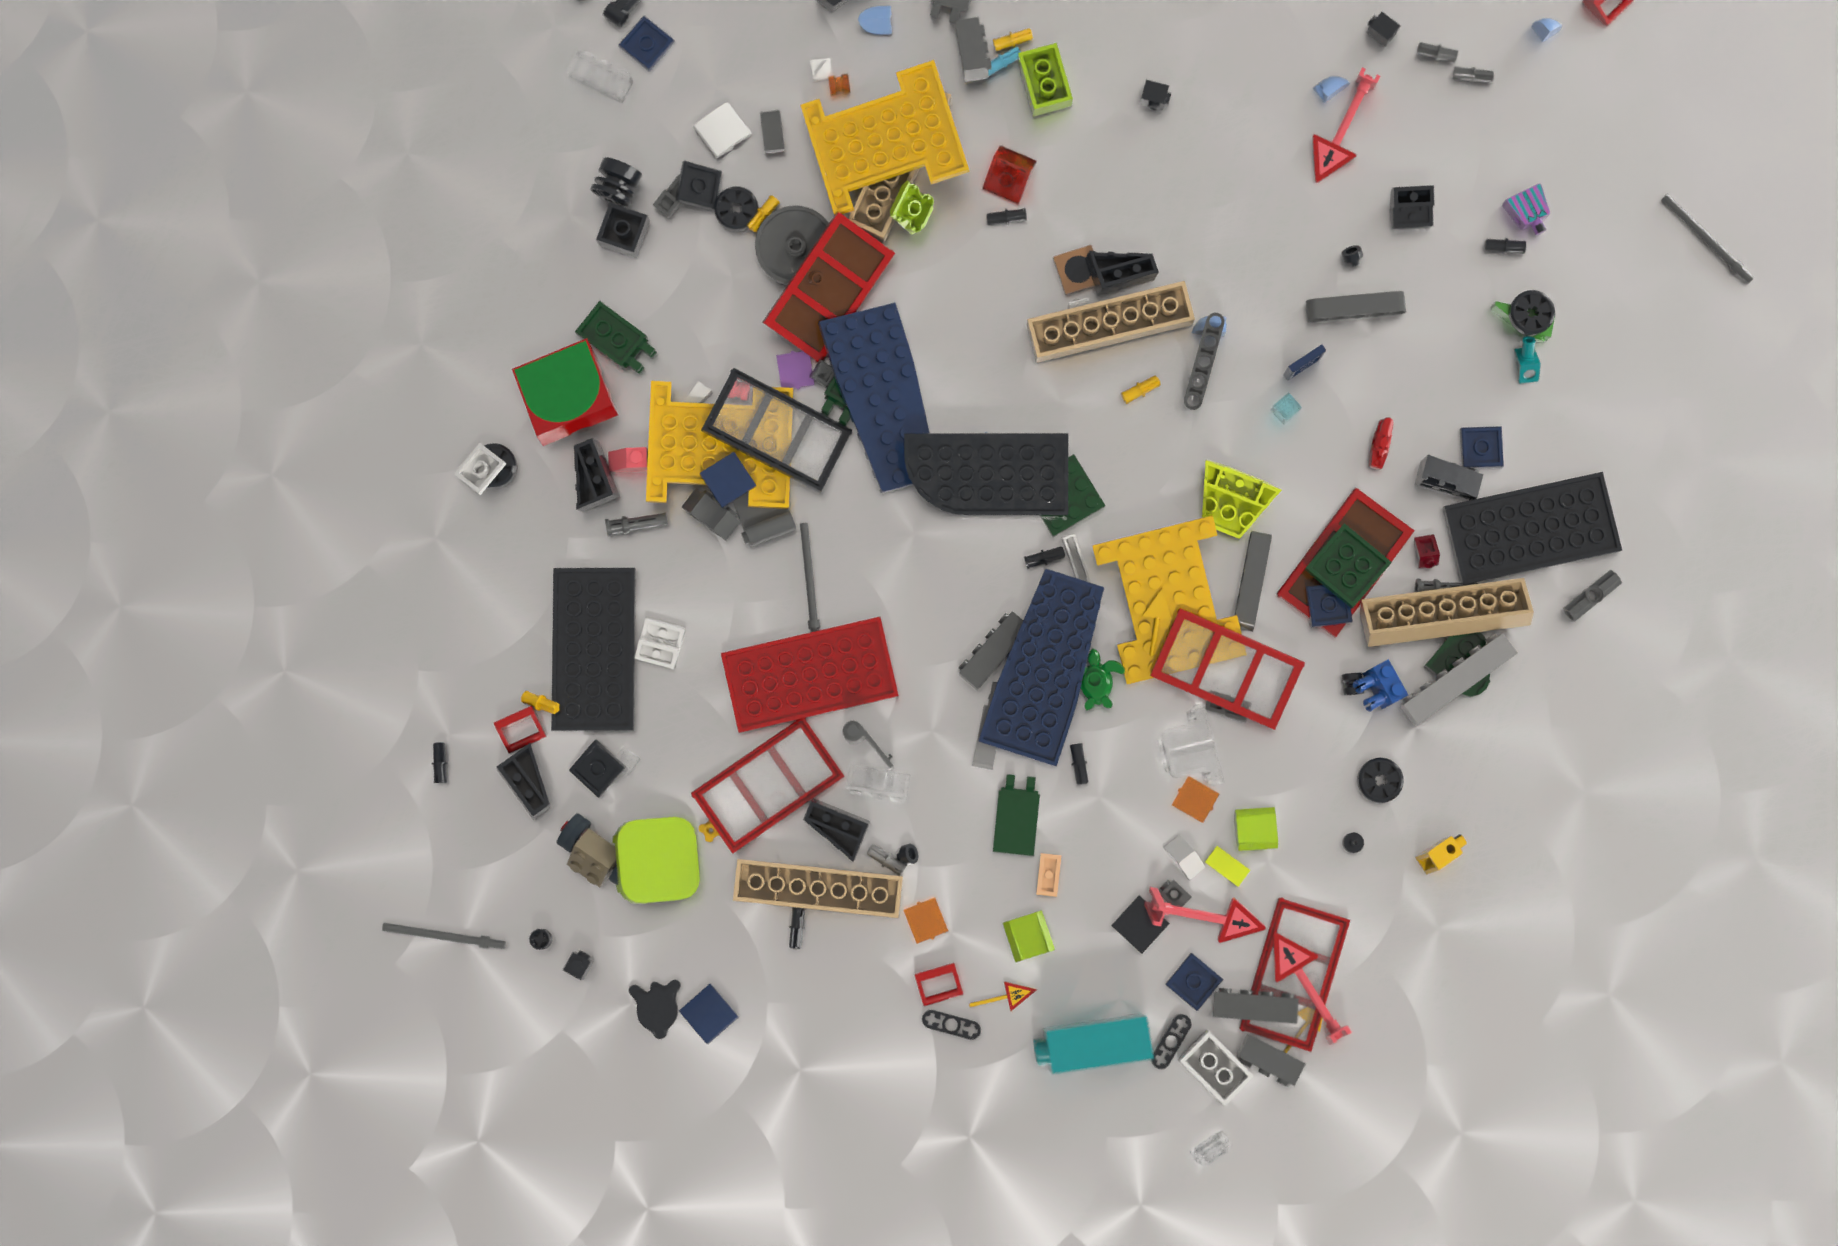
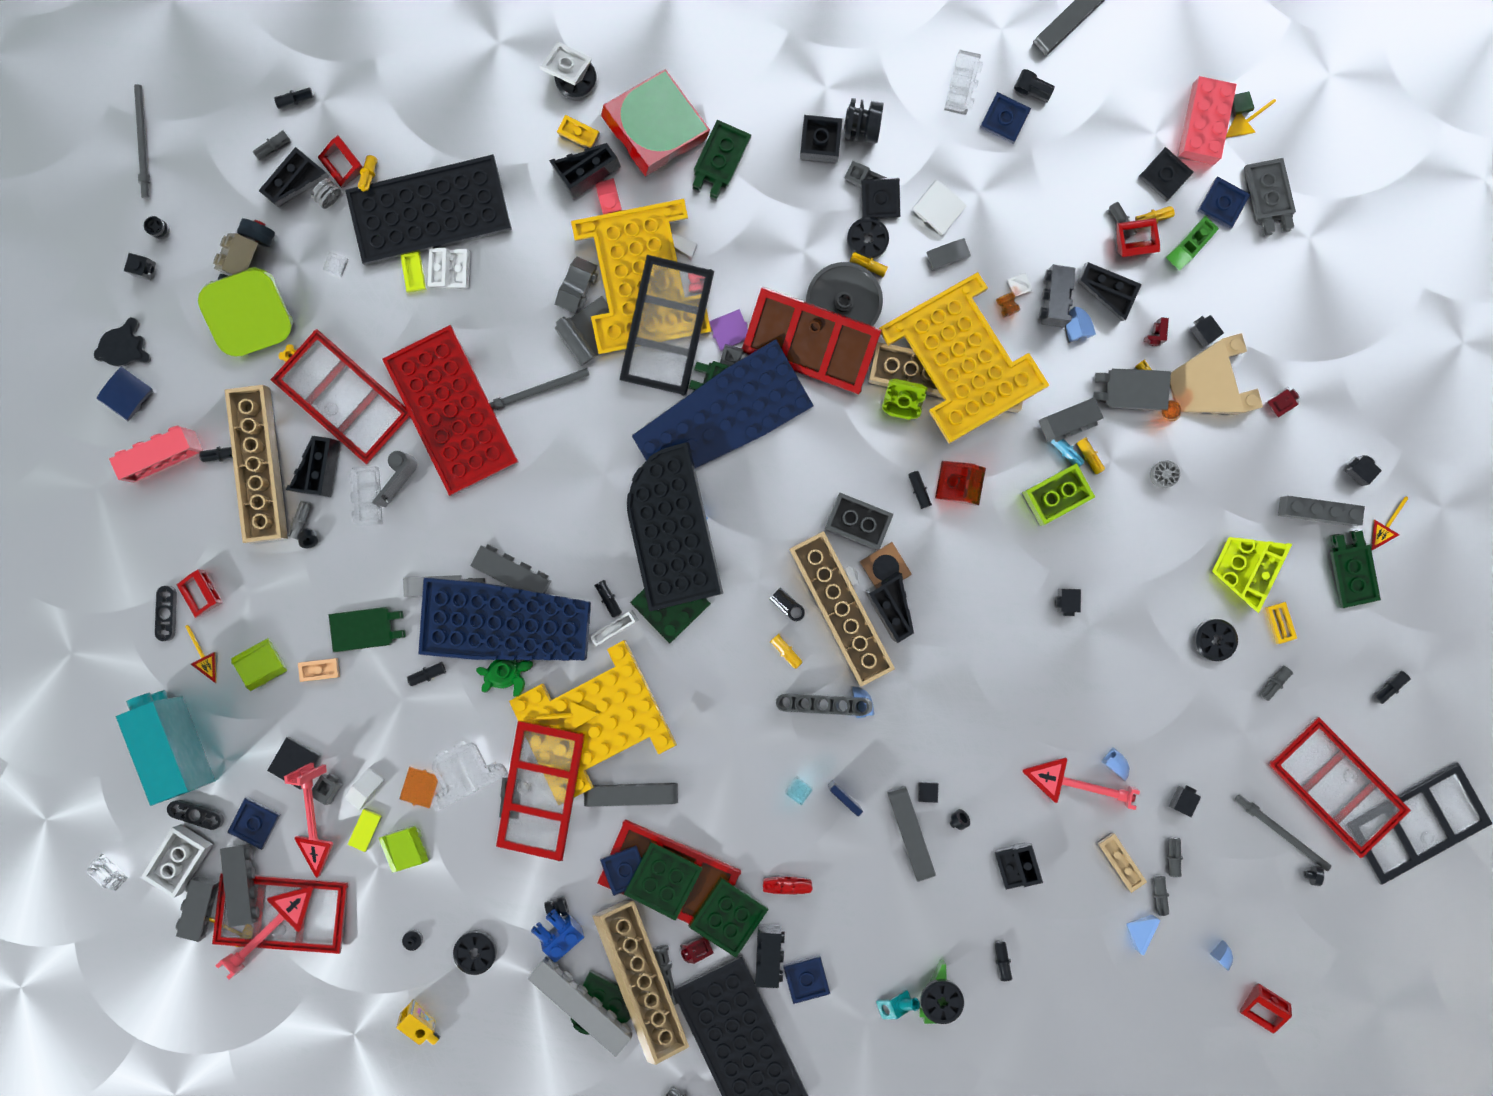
camera: 75 degrees right, 5 degrees up
(483, 797) = (271, 145): none -> dark grey axle
(548, 752) = (326, 193): none -> light grey wheel
(552, 476) = (578, 132): none -> yellow plate
(597, 768) = (321, 240): black tile -> none
(626, 525) = (549, 211): dark grey pin -> none
(654, 681) = (413, 272): none -> neon yellow tile
(727, 479) = (608, 291): dark blue tile -> none
(782, 991) = (155, 454): none -> coral brick
(842, 33) = (1057, 296): none -> wedge
(925, 920) = (254, 568): clear orange piece -> none
(1025, 283) = (859, 521): none -> dark grey brick
(1092, 376) = (786, 603): none -> black piece
(1234, 498) = (703, 761): neon yellow wedge -> none
(1317, 280) = (928, 792): none -> black tile
(1400, 509) = (728, 917): none -> dark green plate
(1431, 105) = (1122, 862): none -> tan plate
(1505, 101) = (1142, 932): none -> light blue slope
(1528, 209) = (1043, 976): torso -> none

